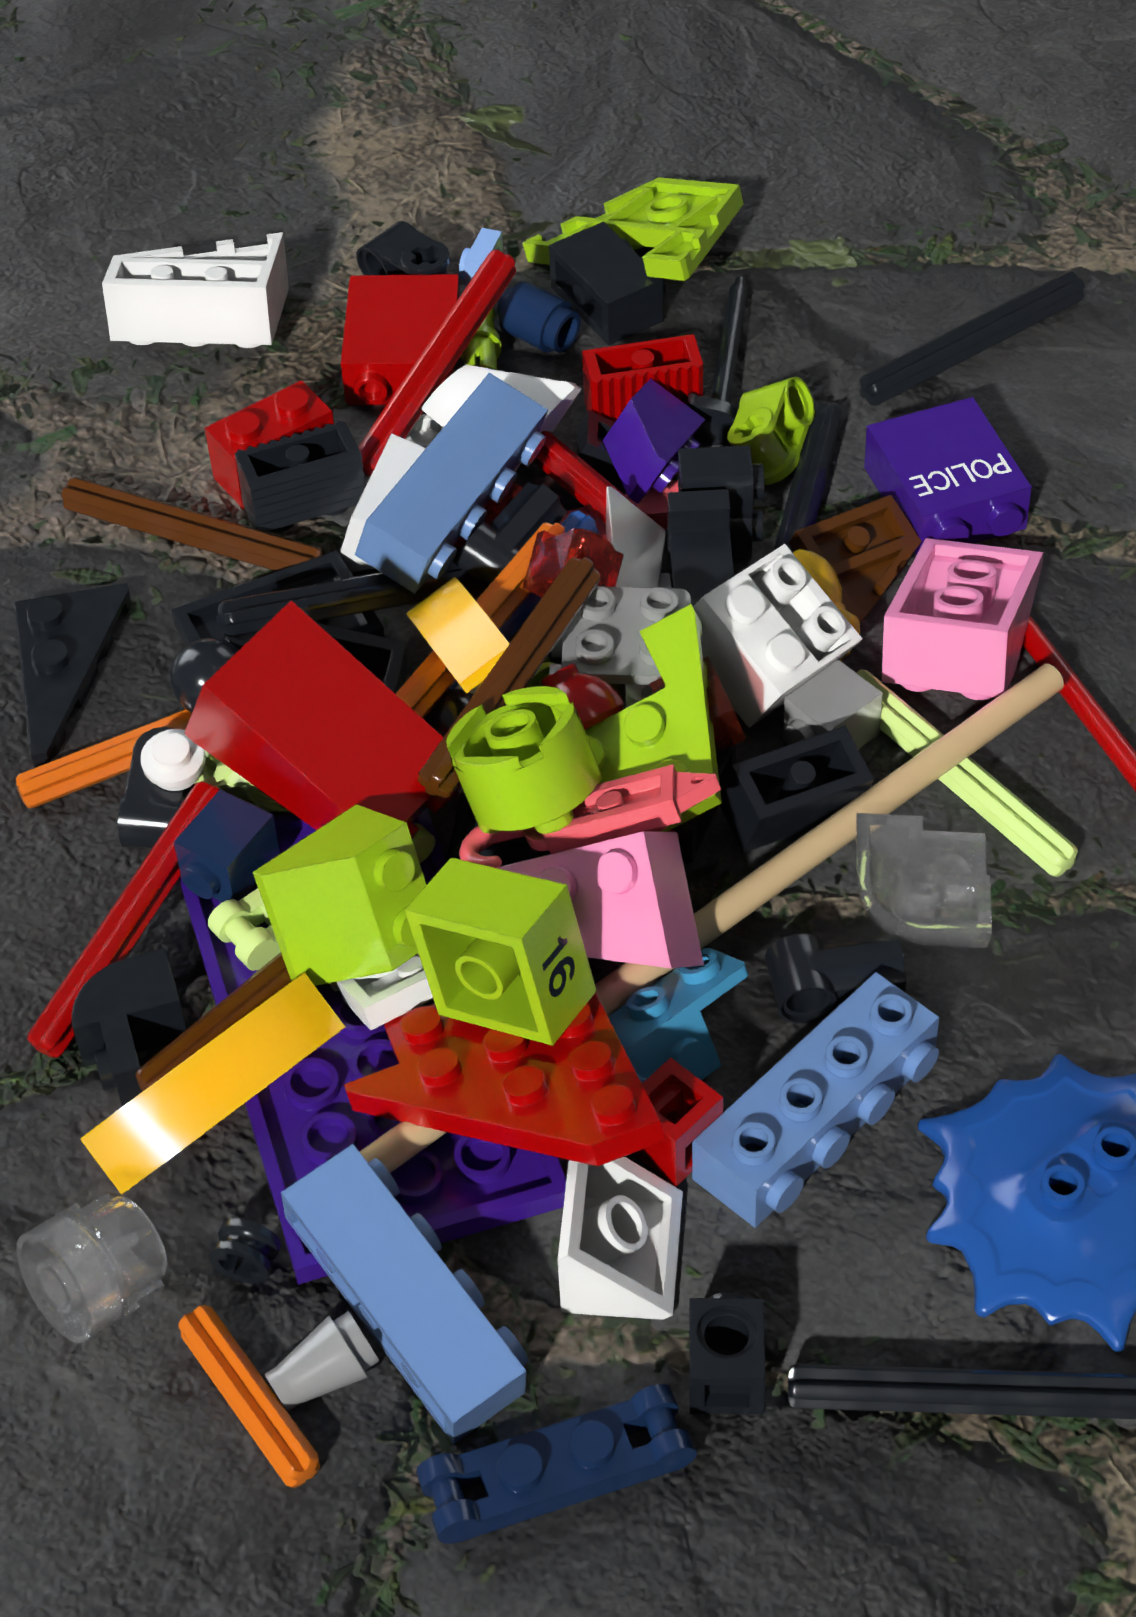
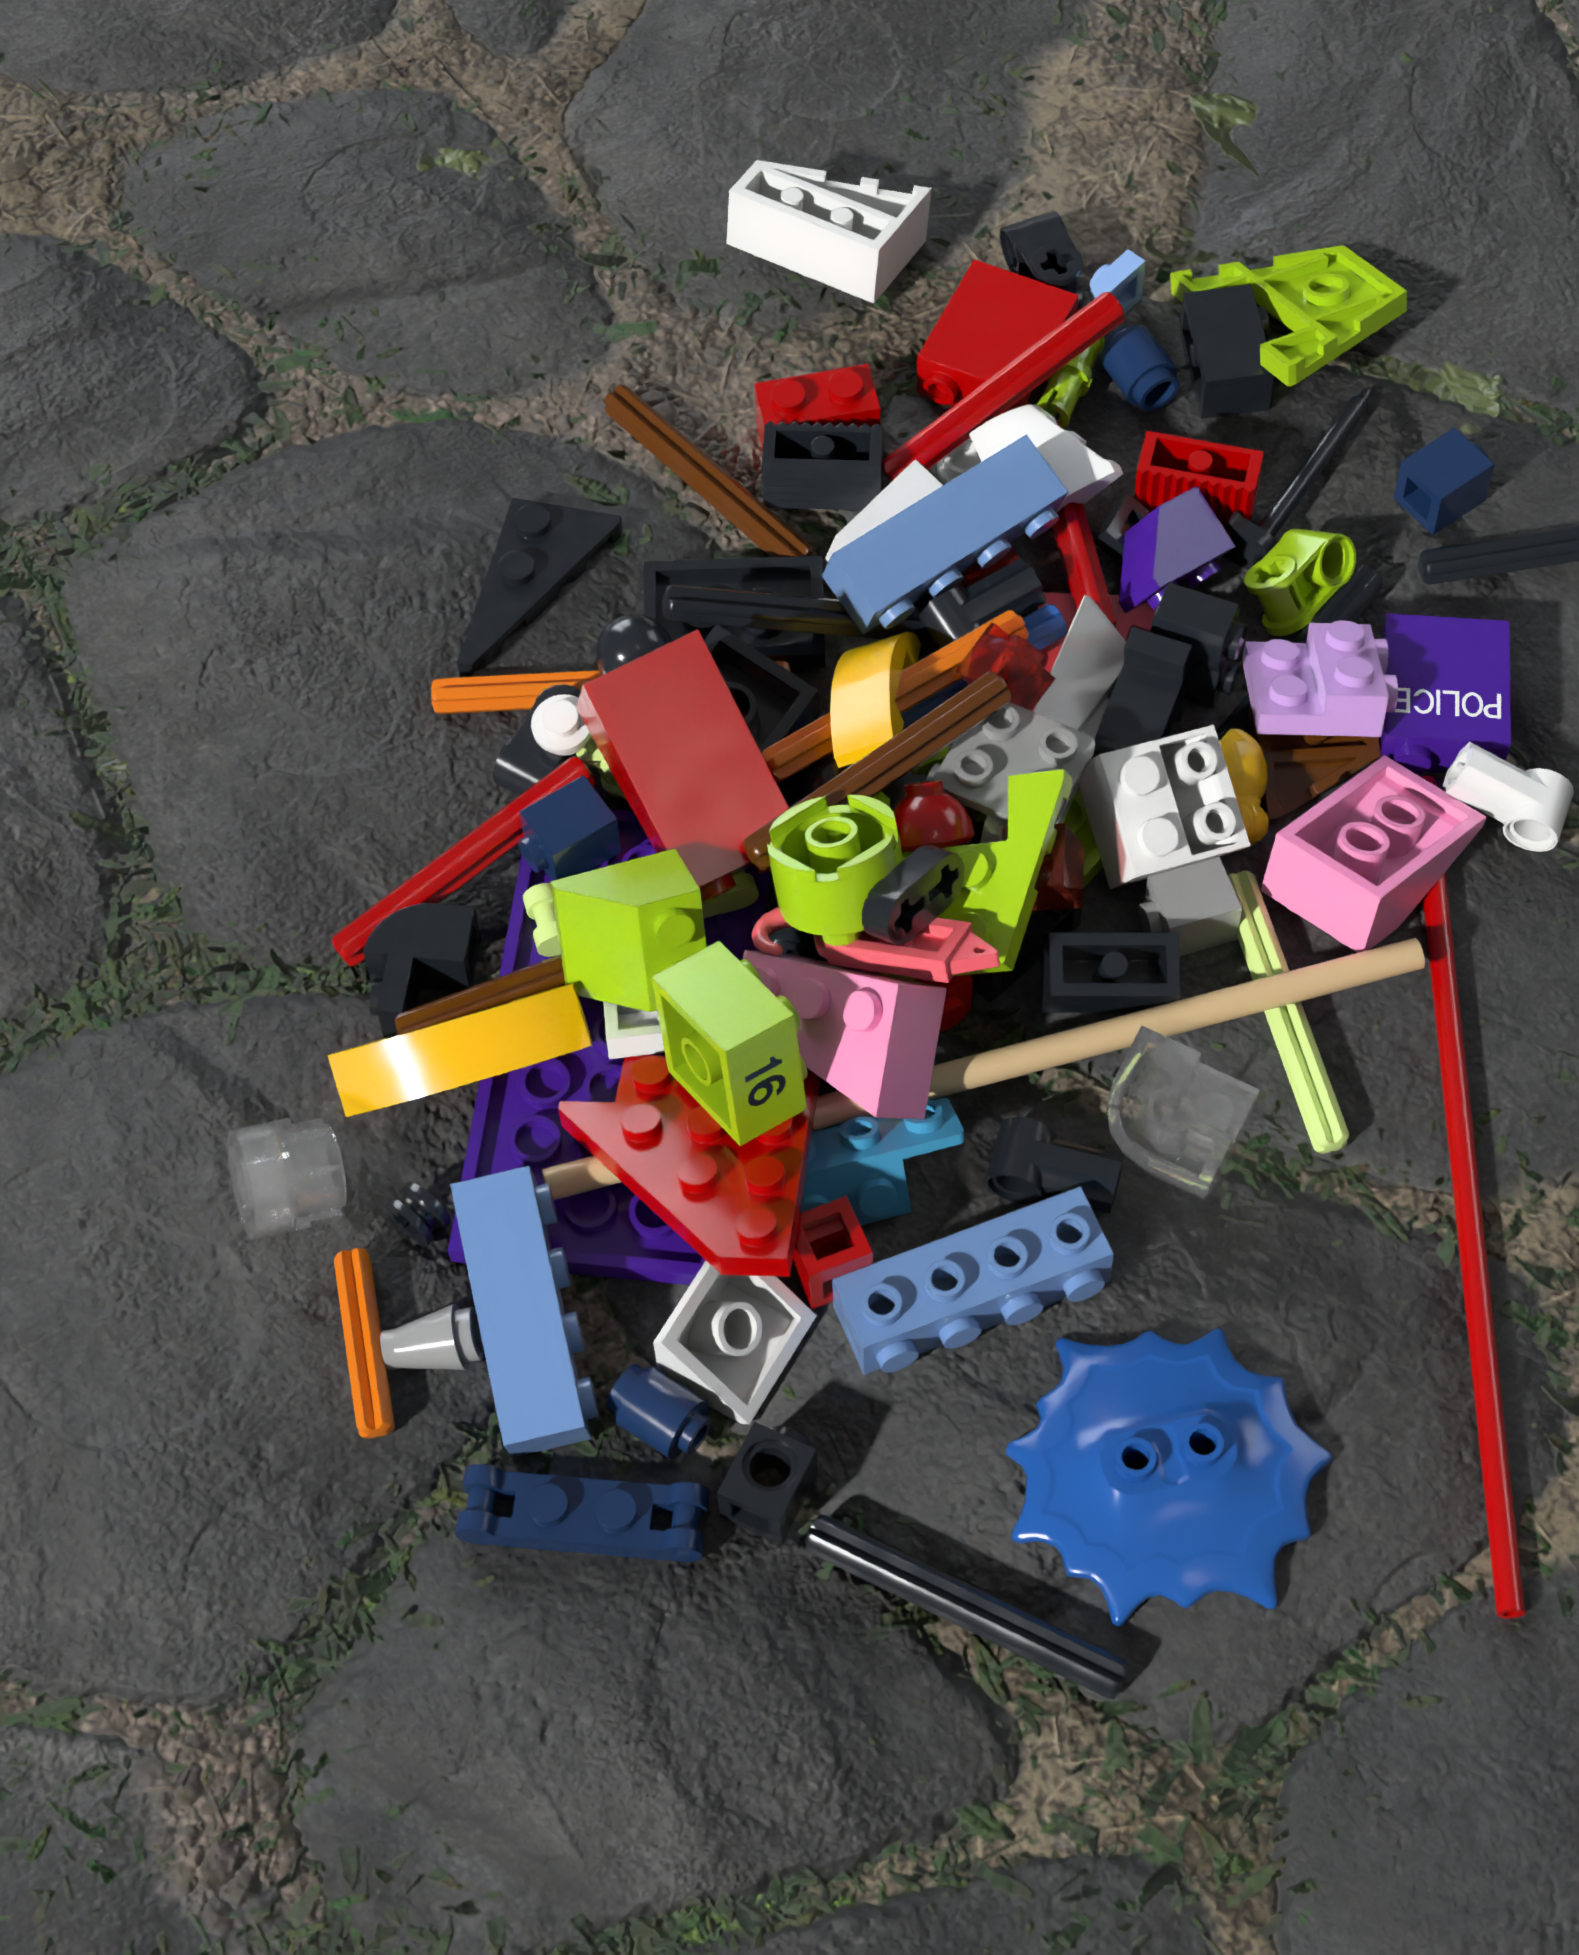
camera: 25 degrees right, 10 degrees up
(584, 1334) = (659, 1411): none -> dark blue brick
(609, 757) = (913, 894): none -> black beam
(847, 319) = (1444, 480): none -> dark blue brick
(848, 493) = (1323, 685): none -> lavender plate
(1063, 531) = (1527, 802): none -> white piece

